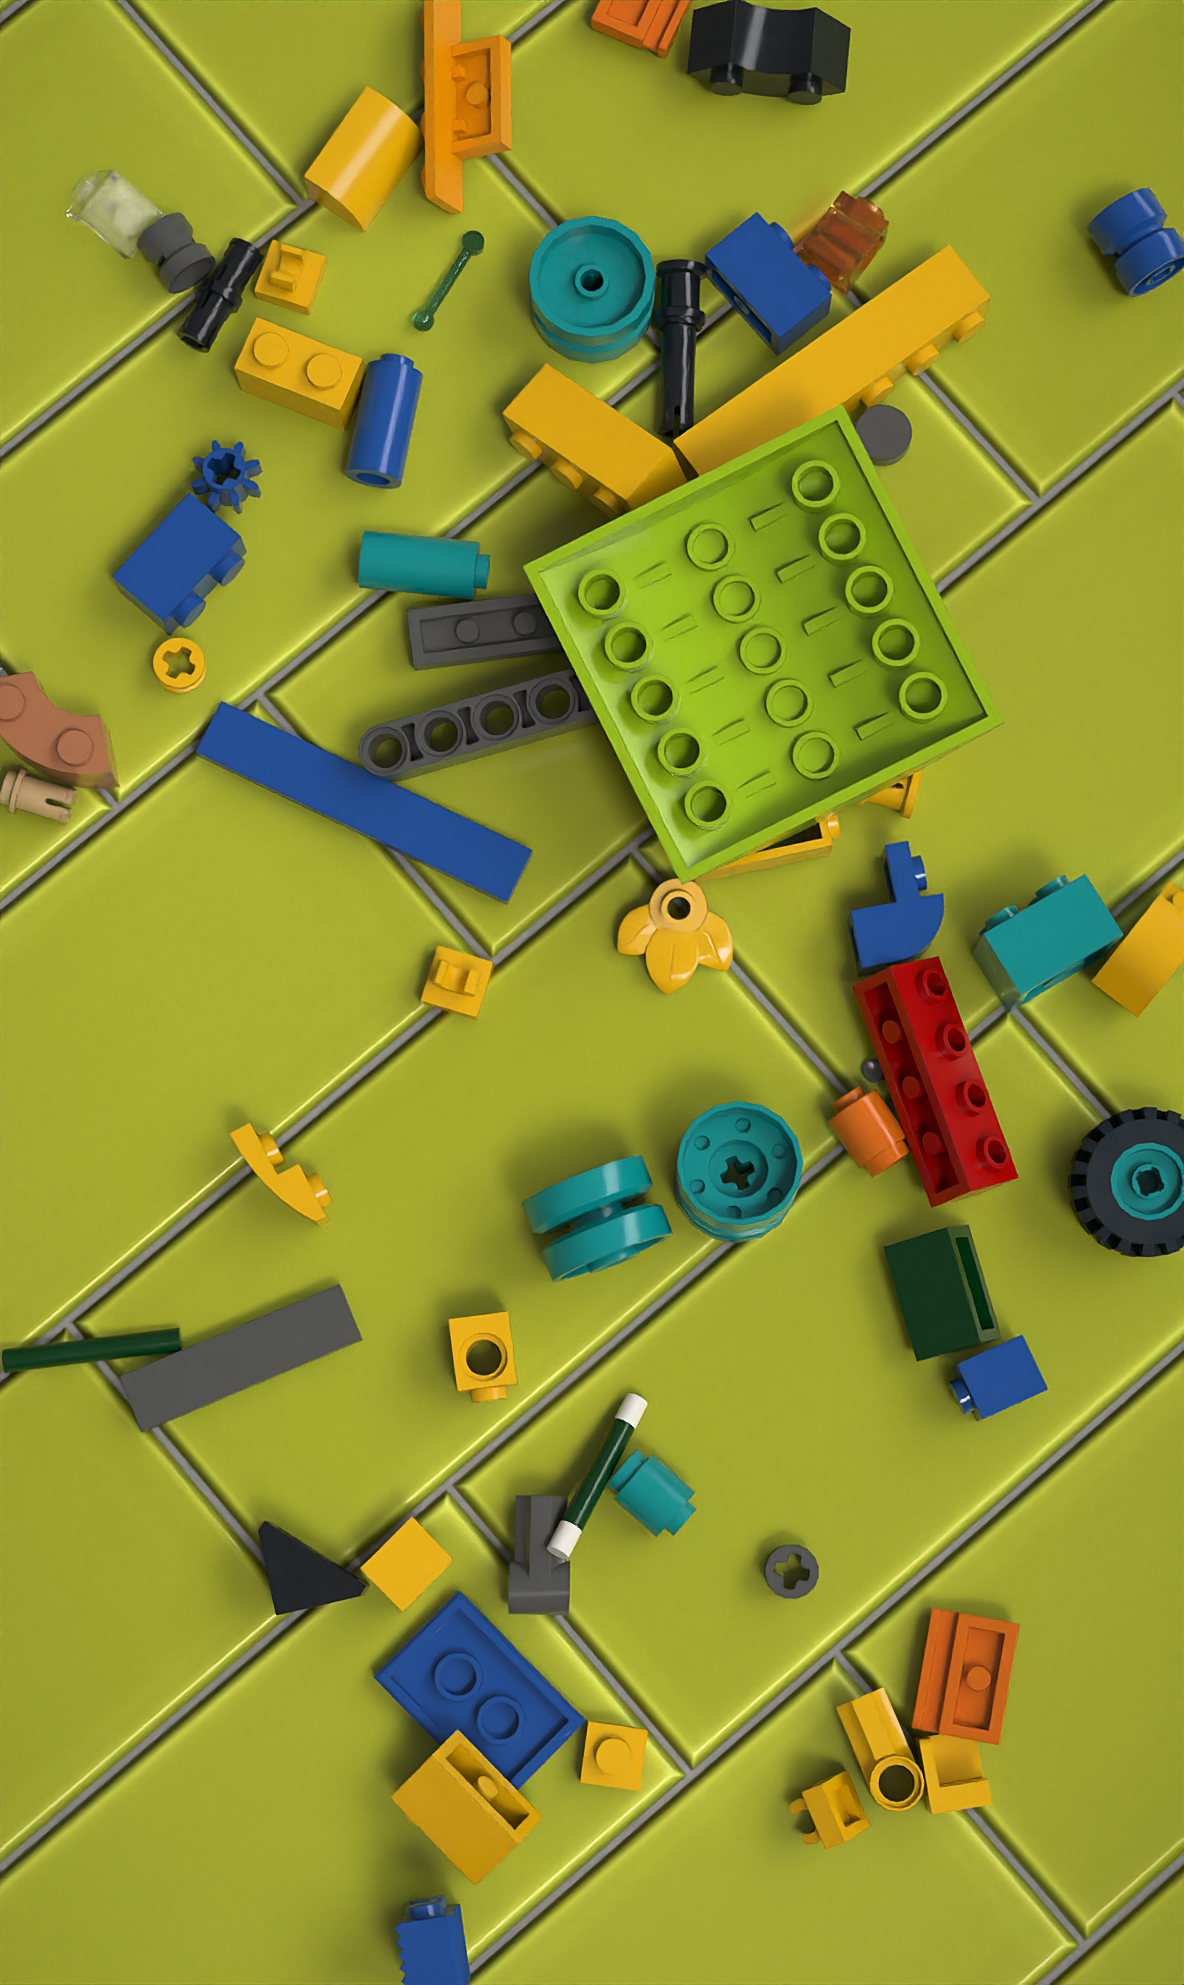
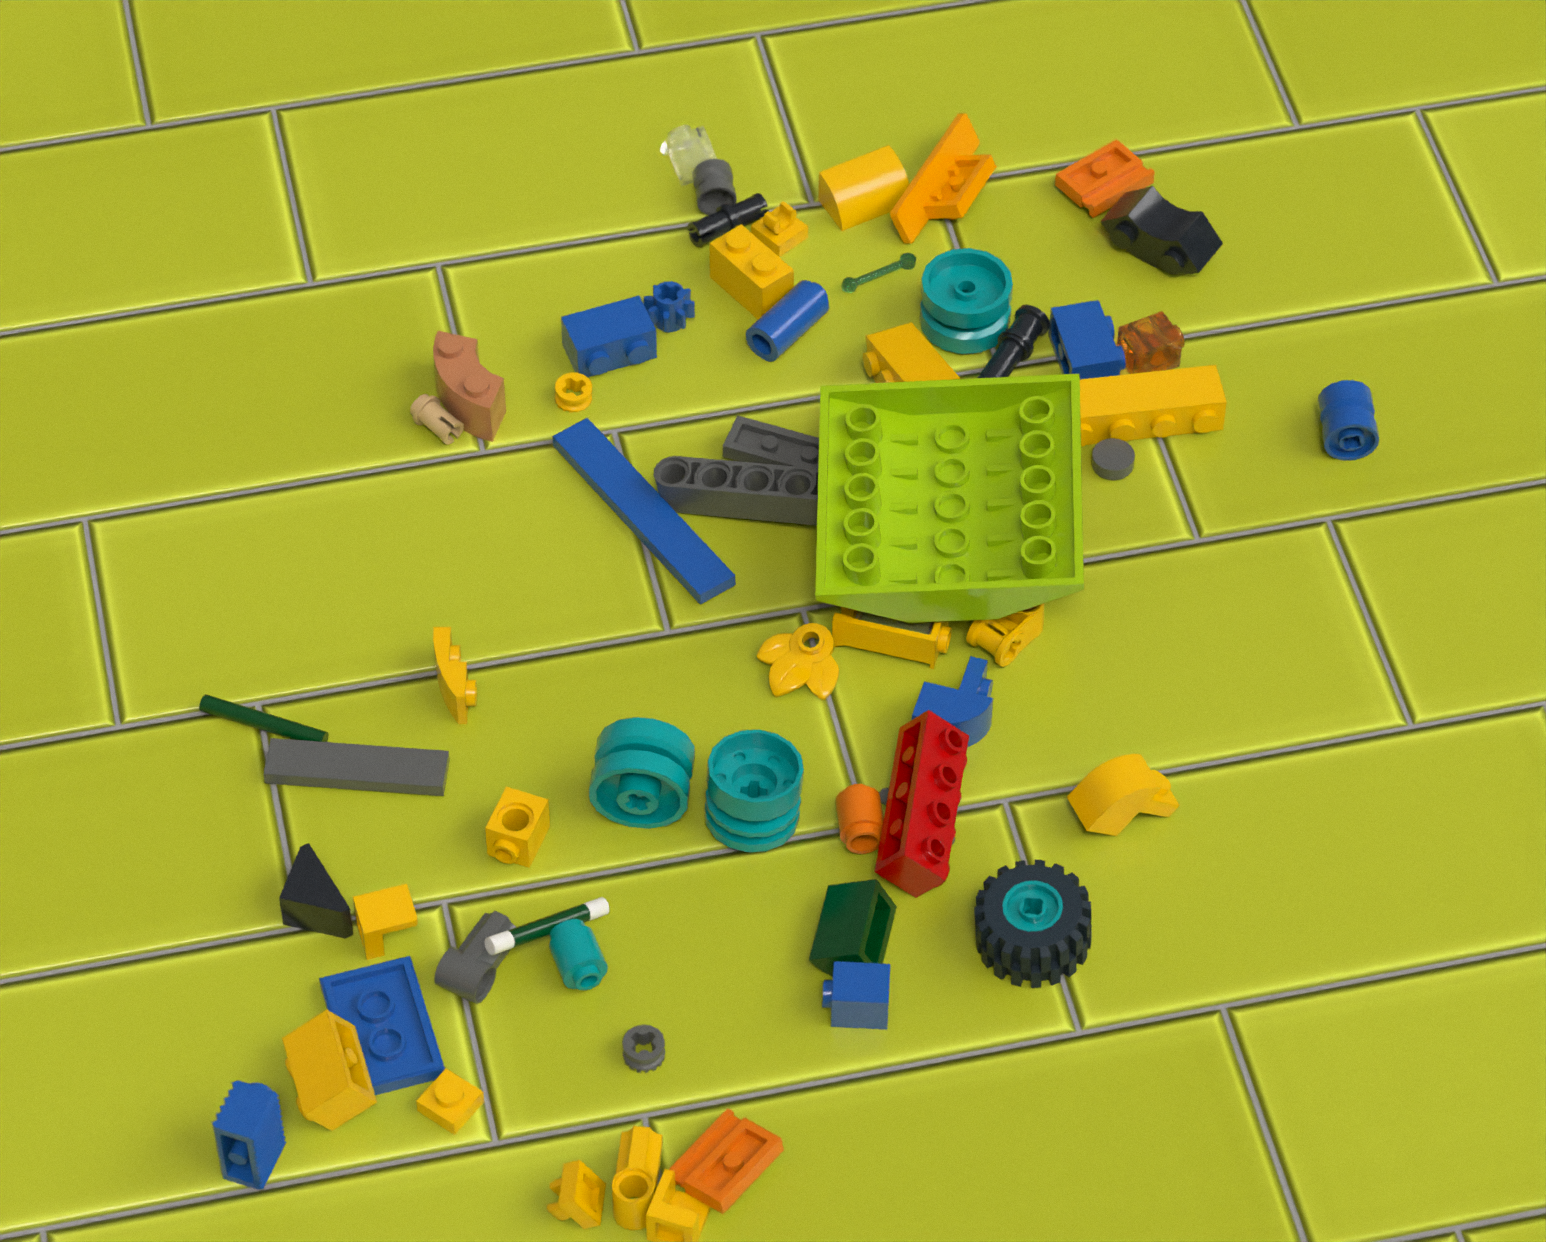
camera: 25 degrees right, 30 degrees down
(422, 565) = (762, 398): teal brick -> none
(457, 982) = (638, 627): yellow tile -> none
(1045, 942) = (1044, 752): teal brick -> none

